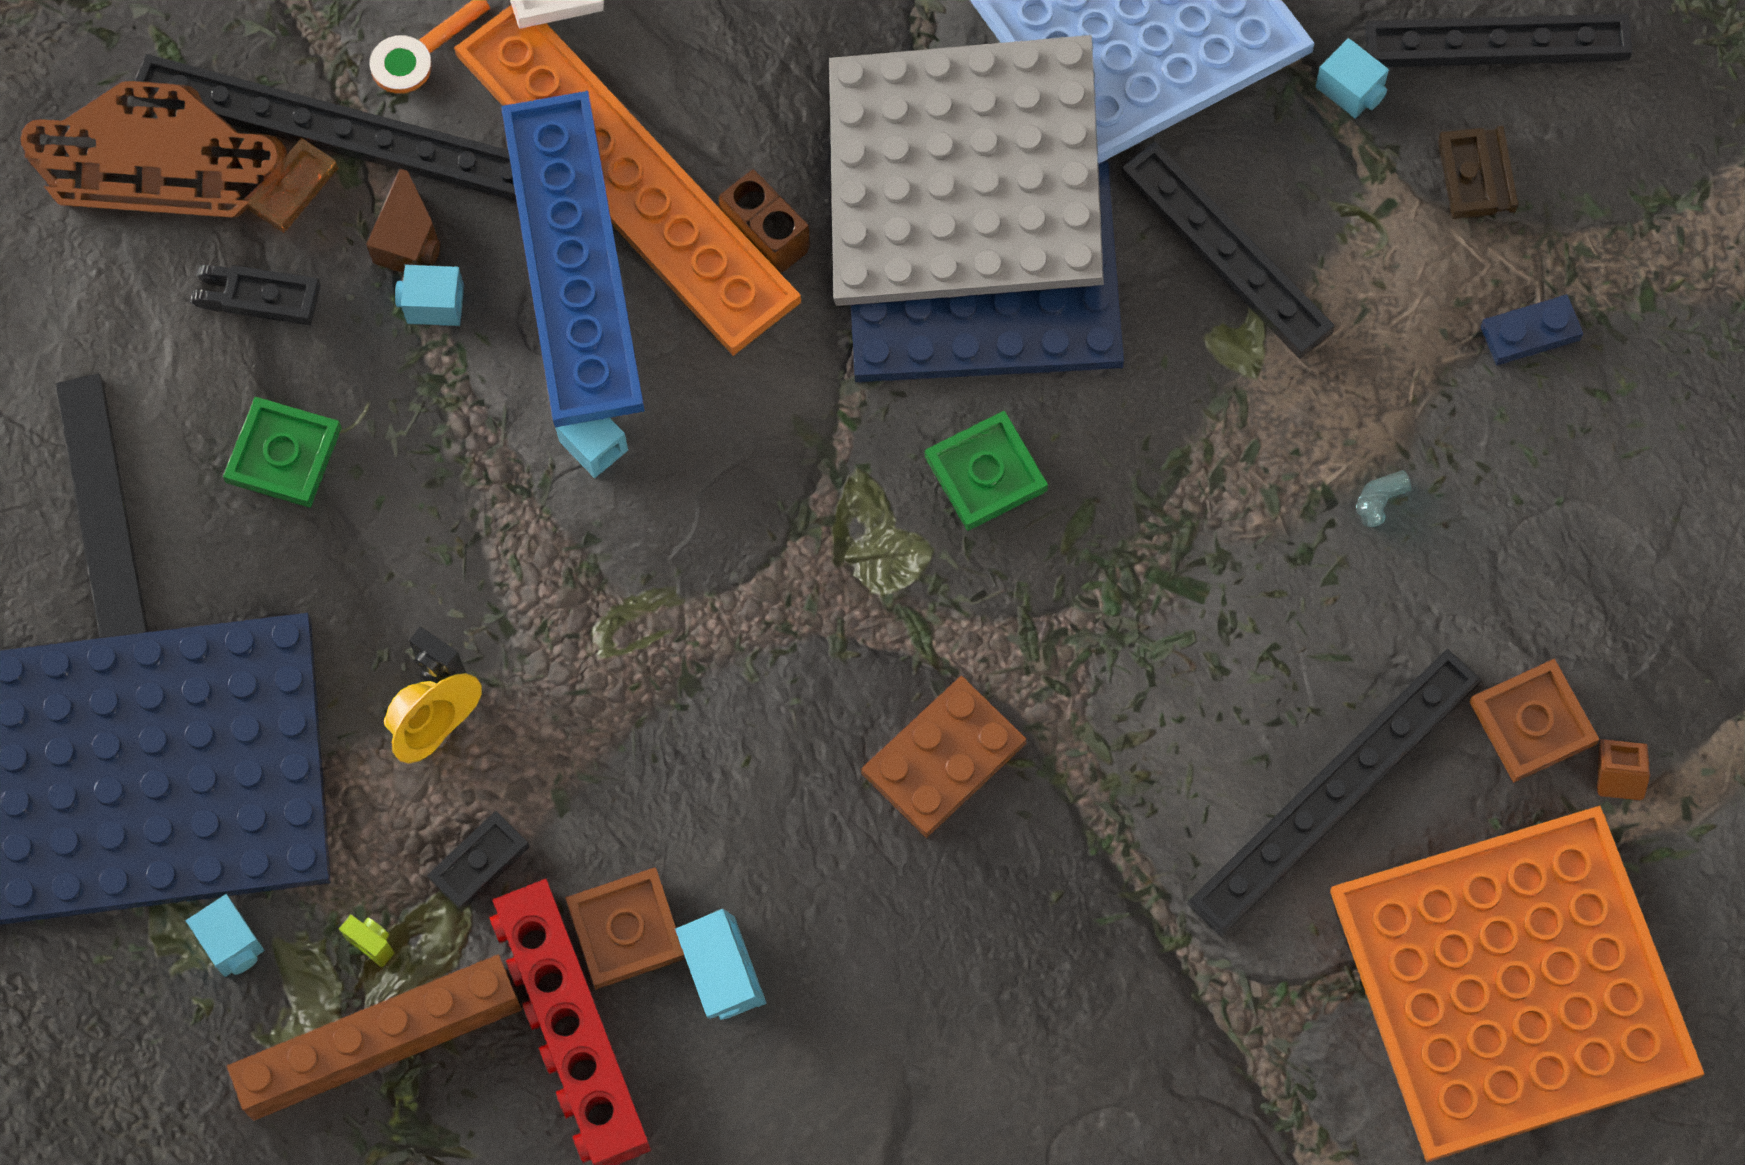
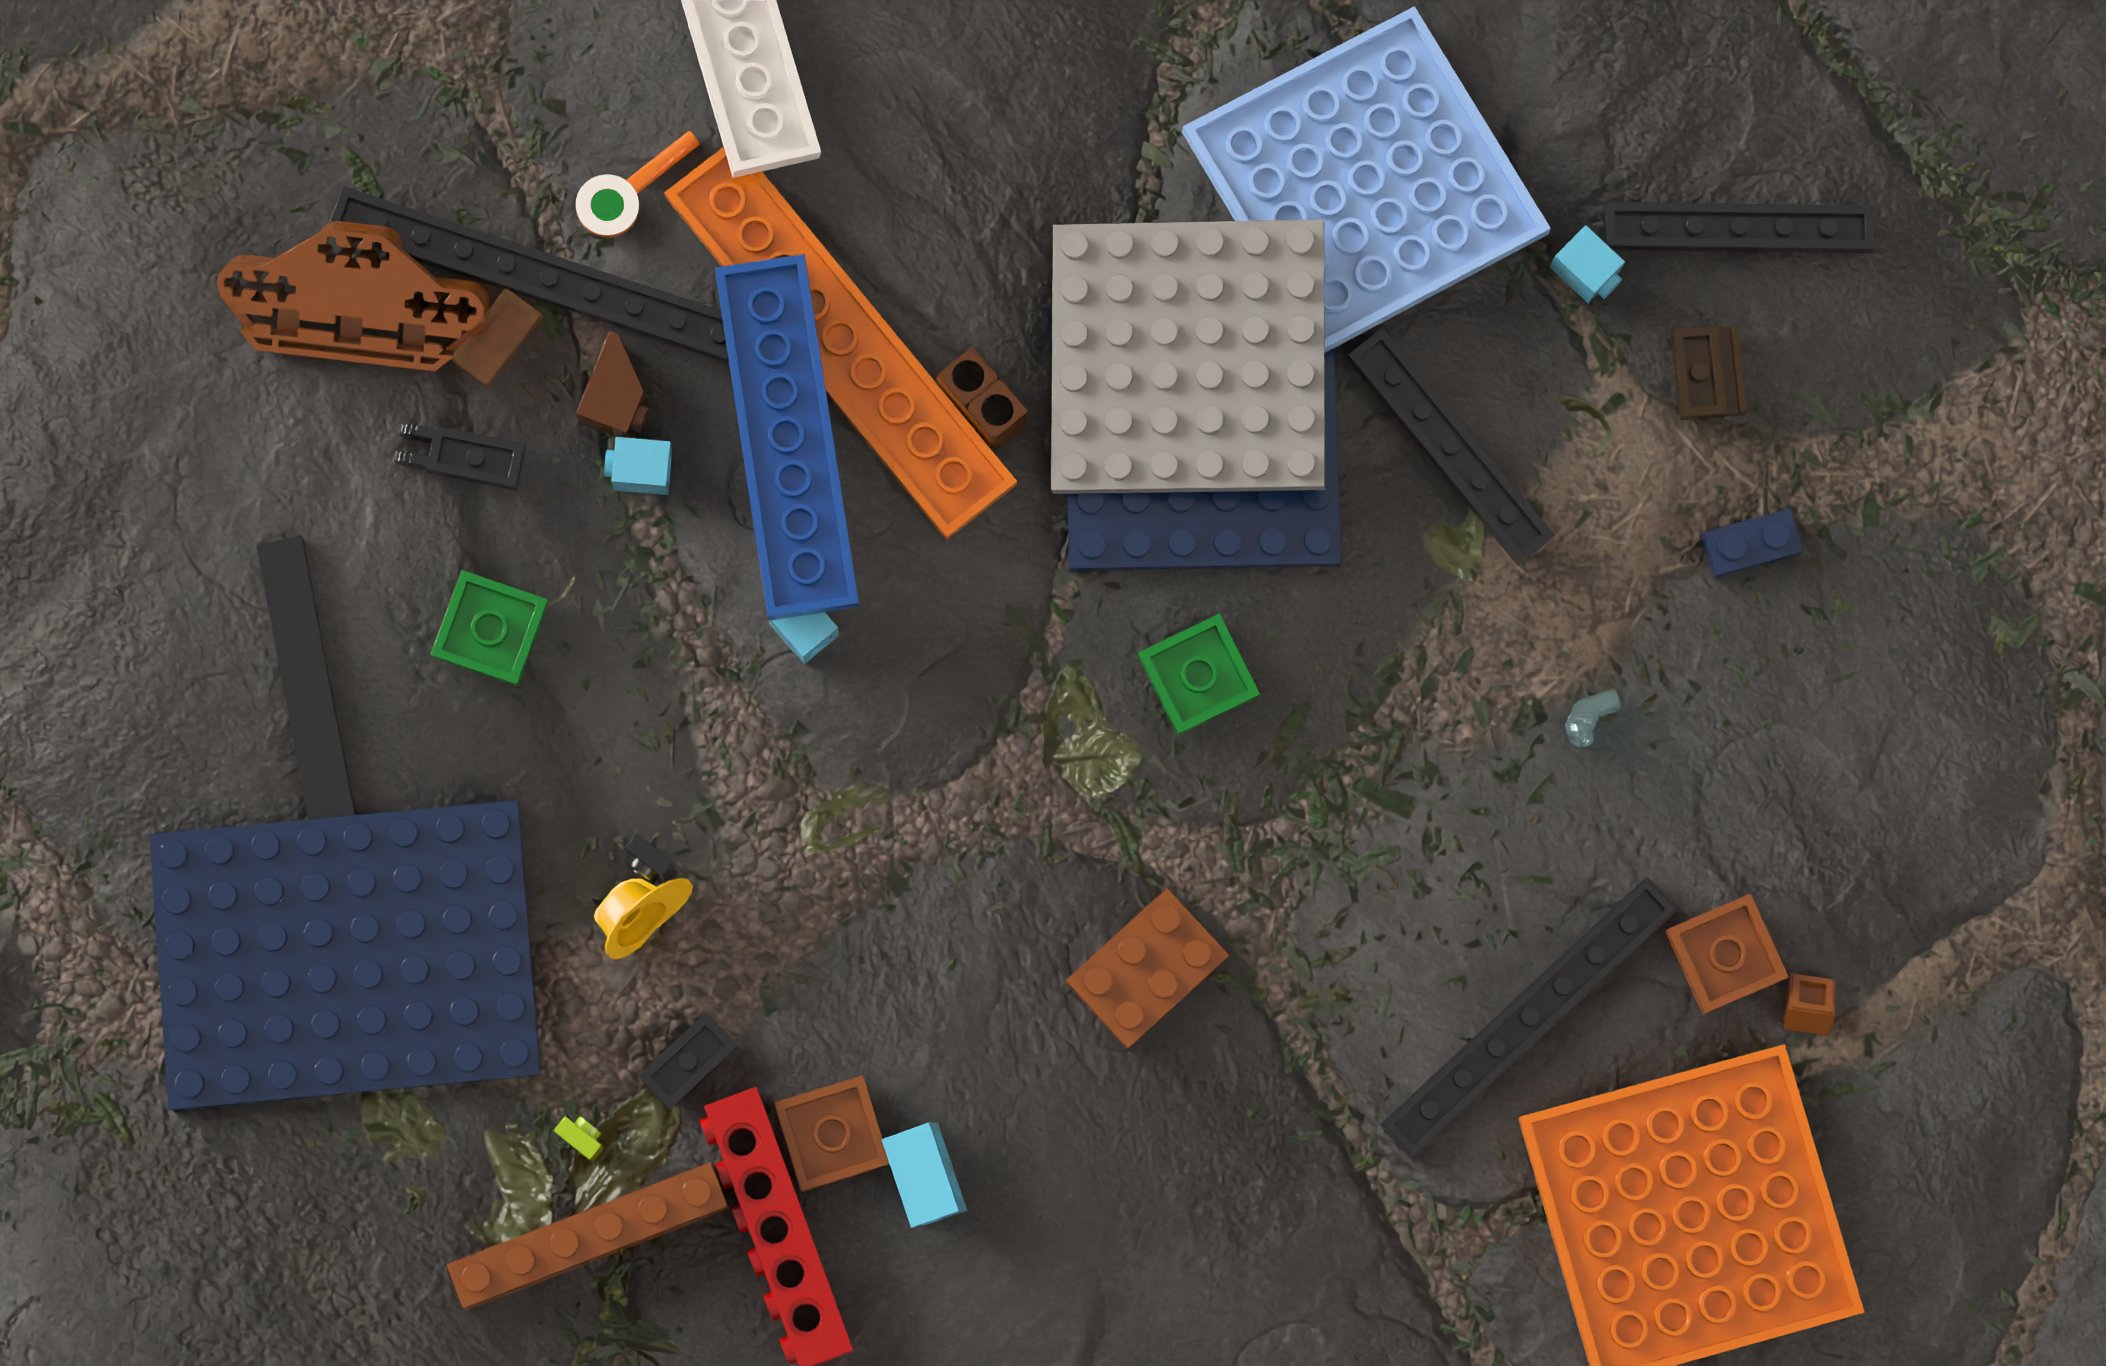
camera: 10 degrees left, 10 degrees up
(226, 937) = (441, 1131): medium azure brick -> none

